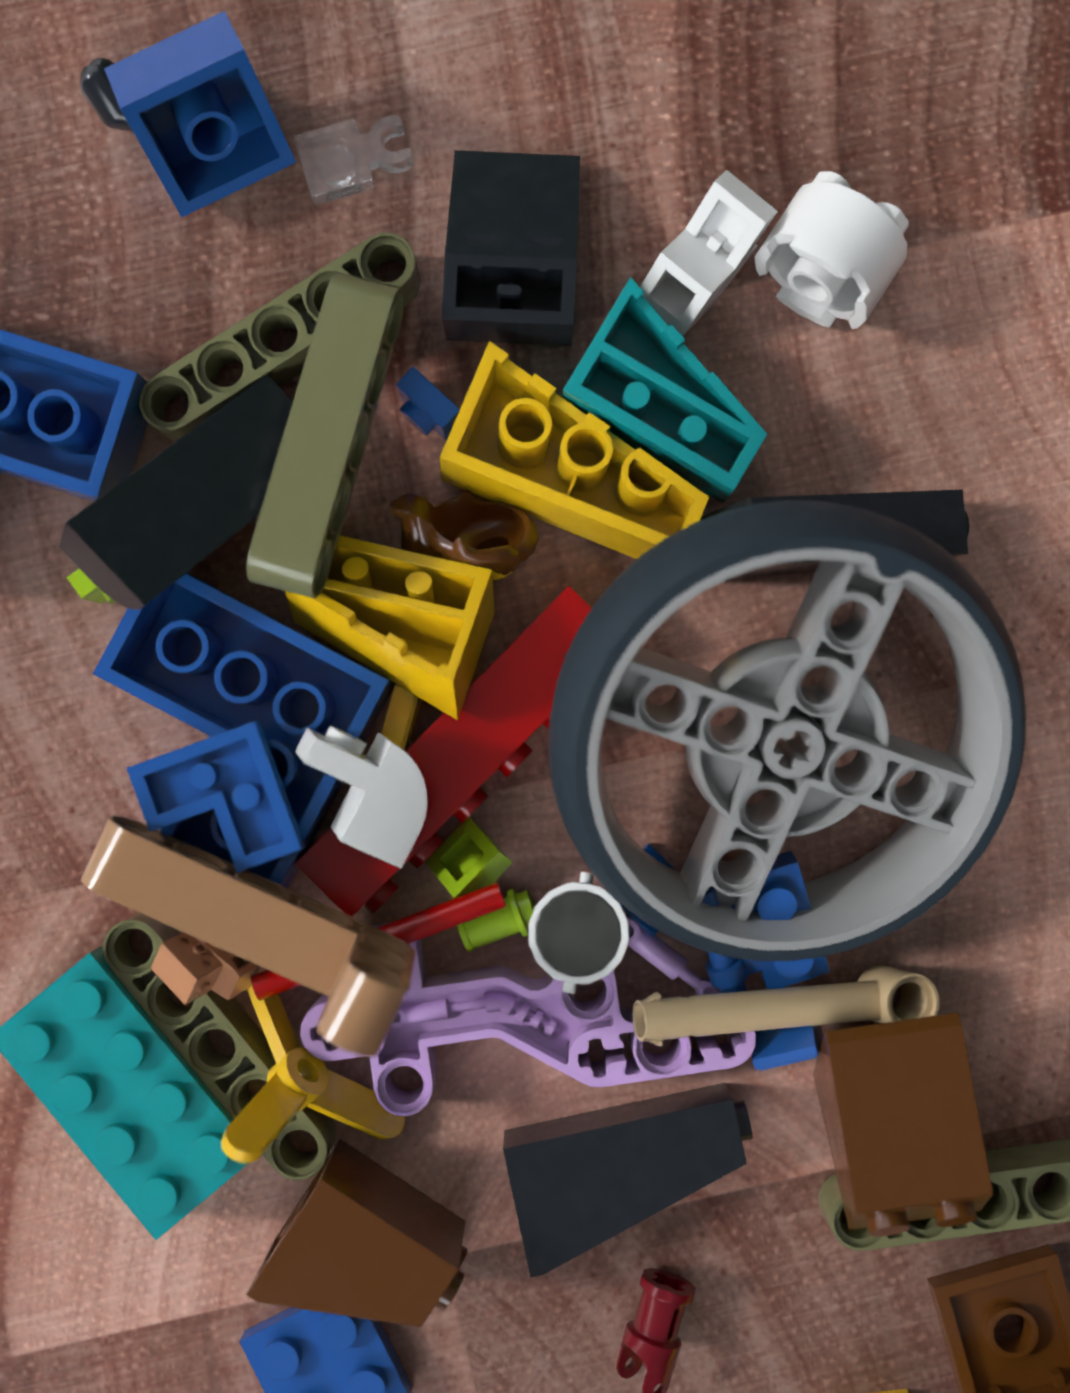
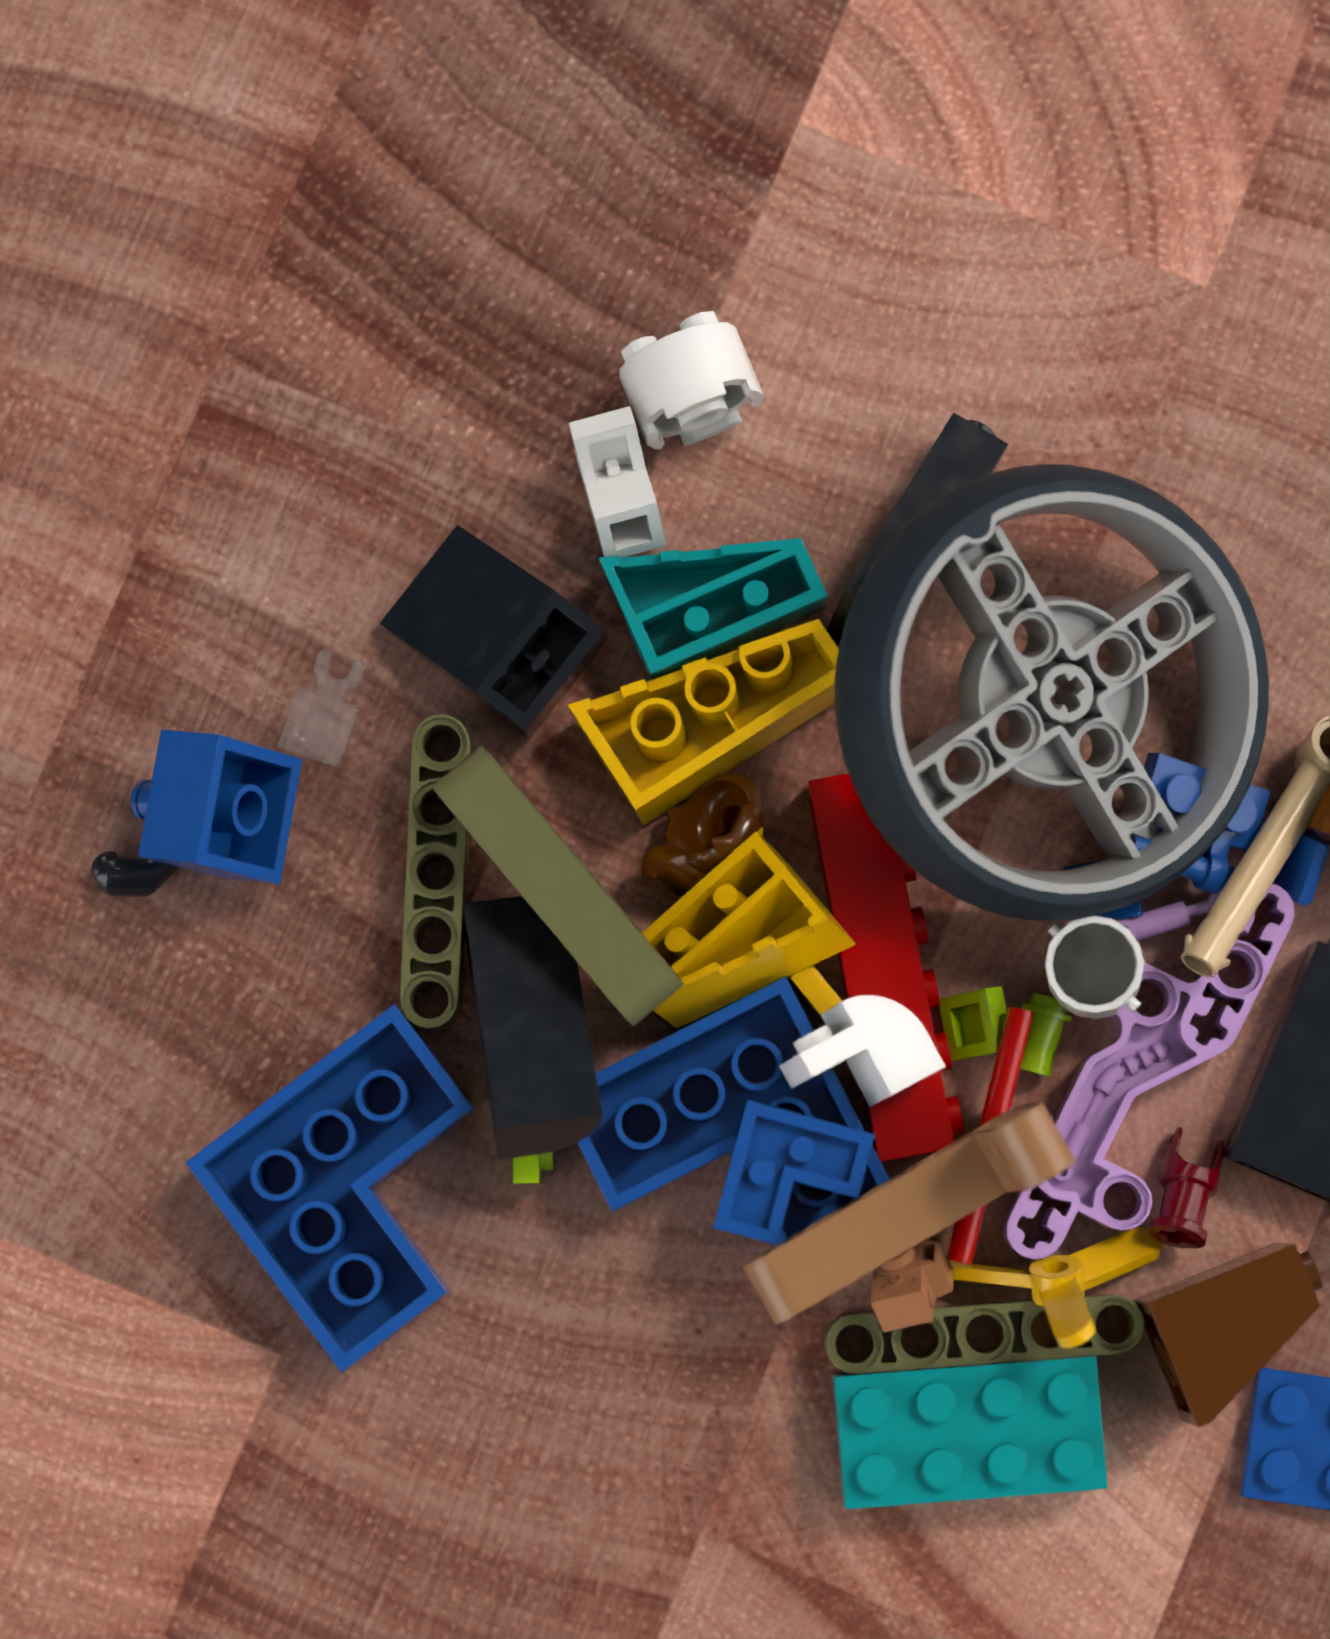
camera: 50 degrees left, 5 degrees down
(425, 404) = (576, 793): blue plate -> none
(449, 1129) = (1185, 1197): none -> dark red piece

